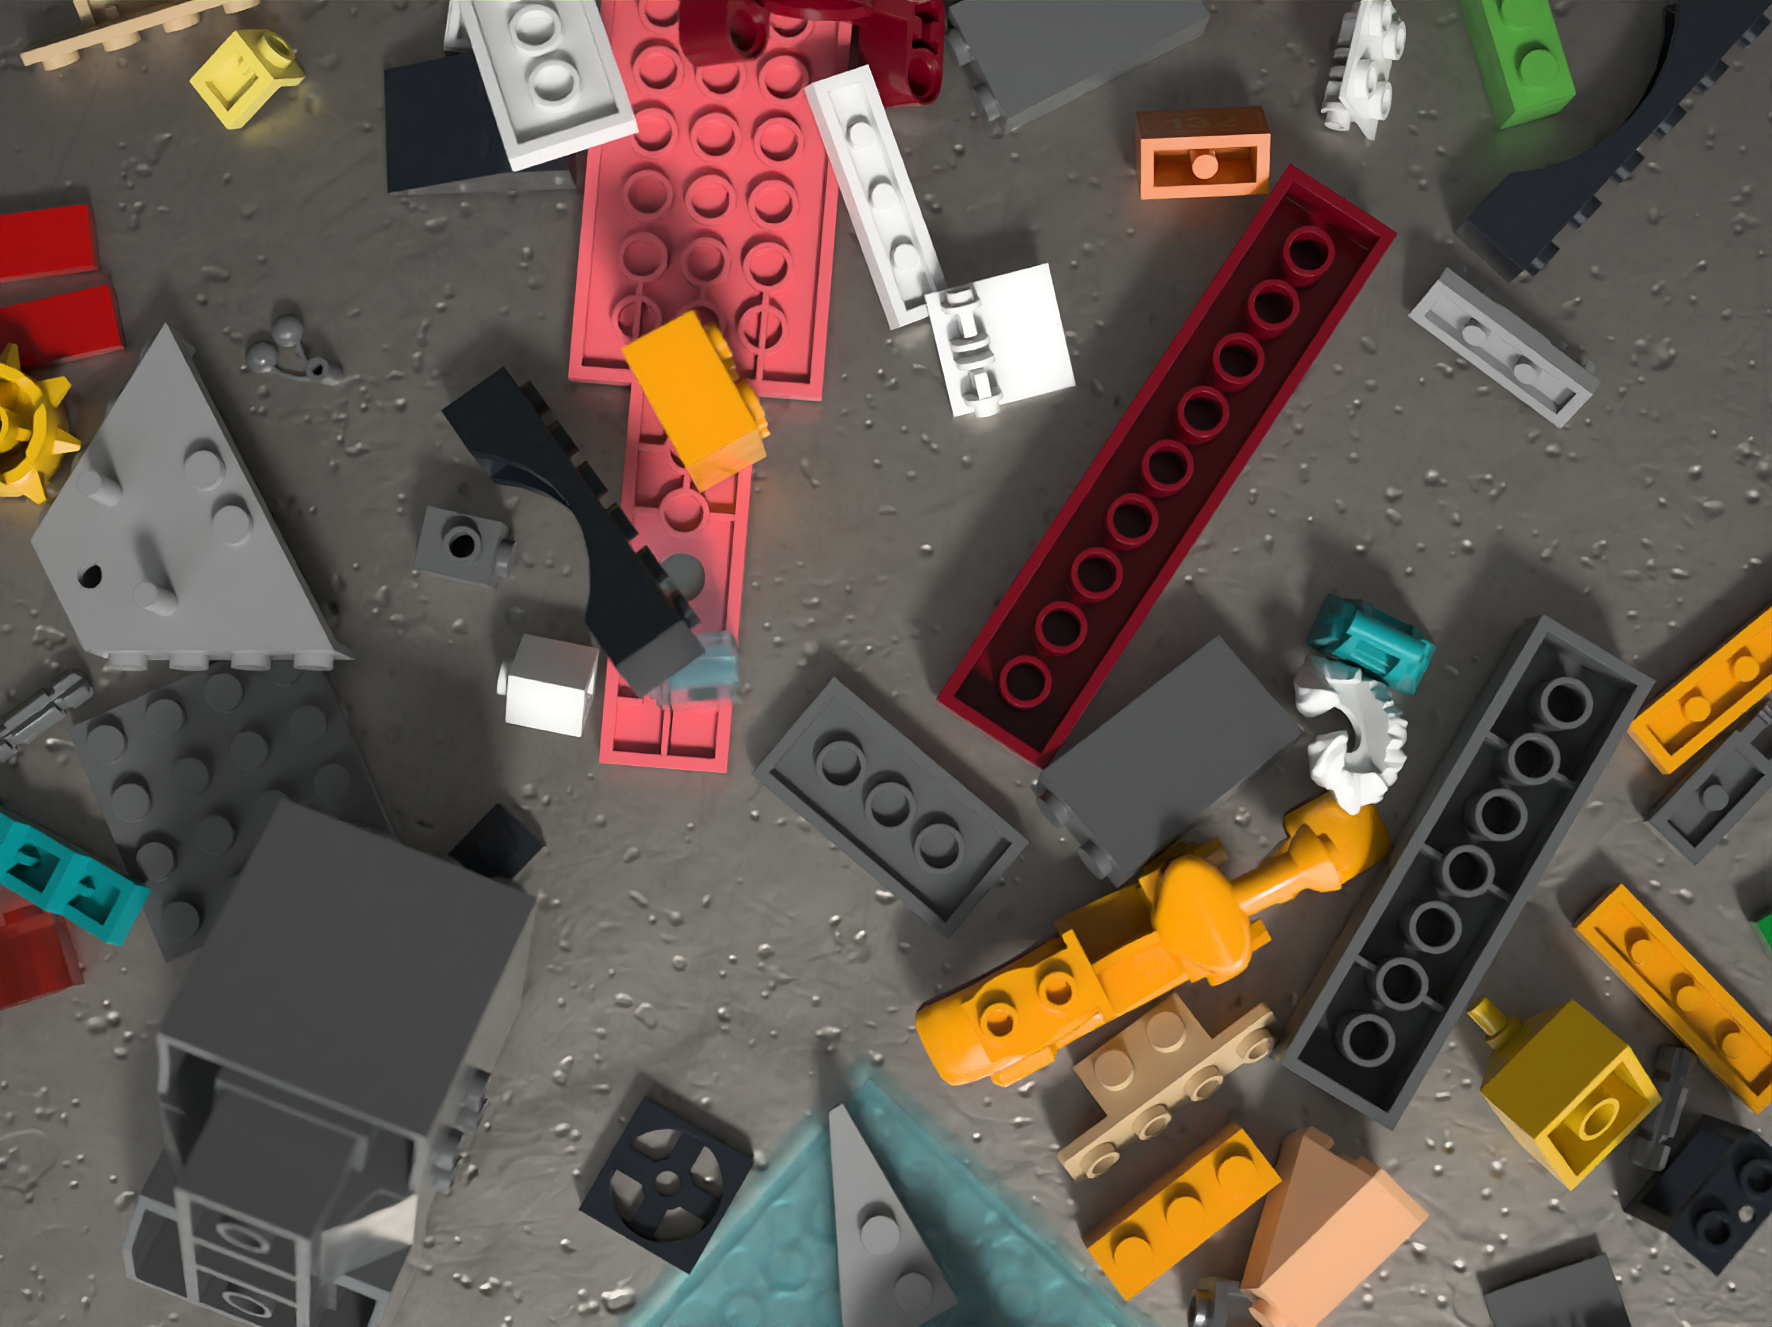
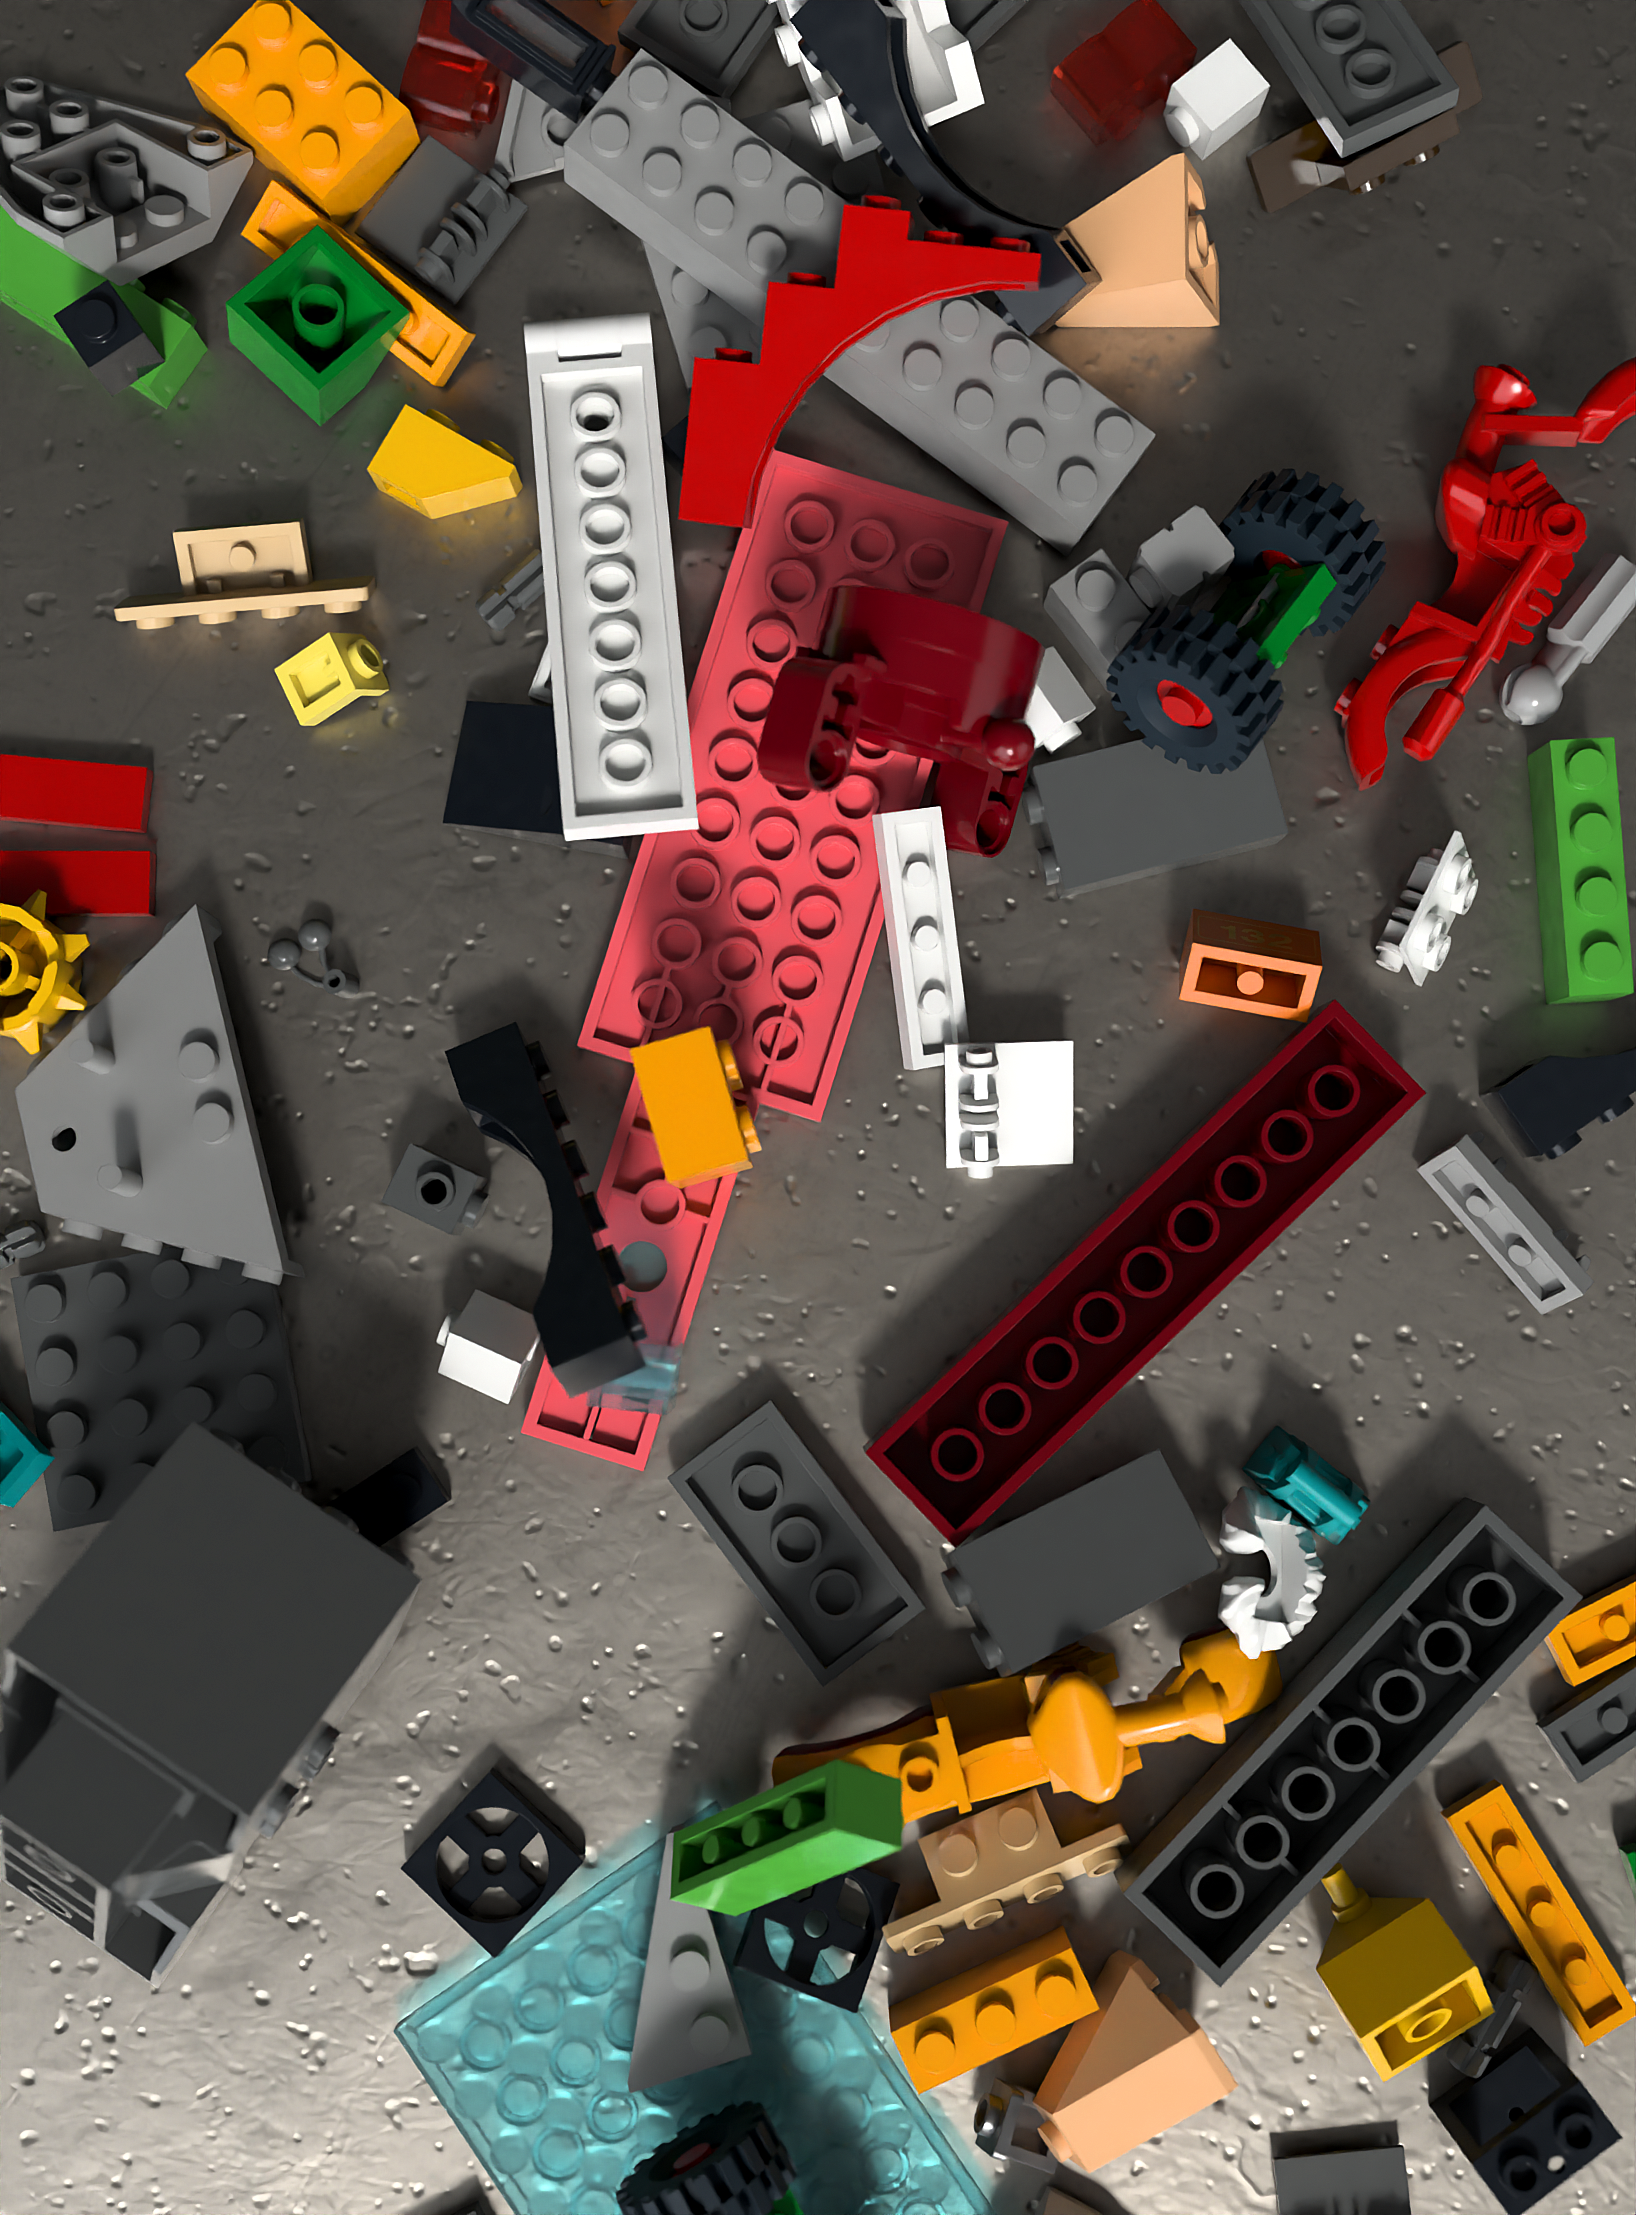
camera: 15 degrees right, 0 degrees up
(940, 1208) = (864, 1942): none -> black piece
(943, 1074) = (788, 1838): none -> bright green brick

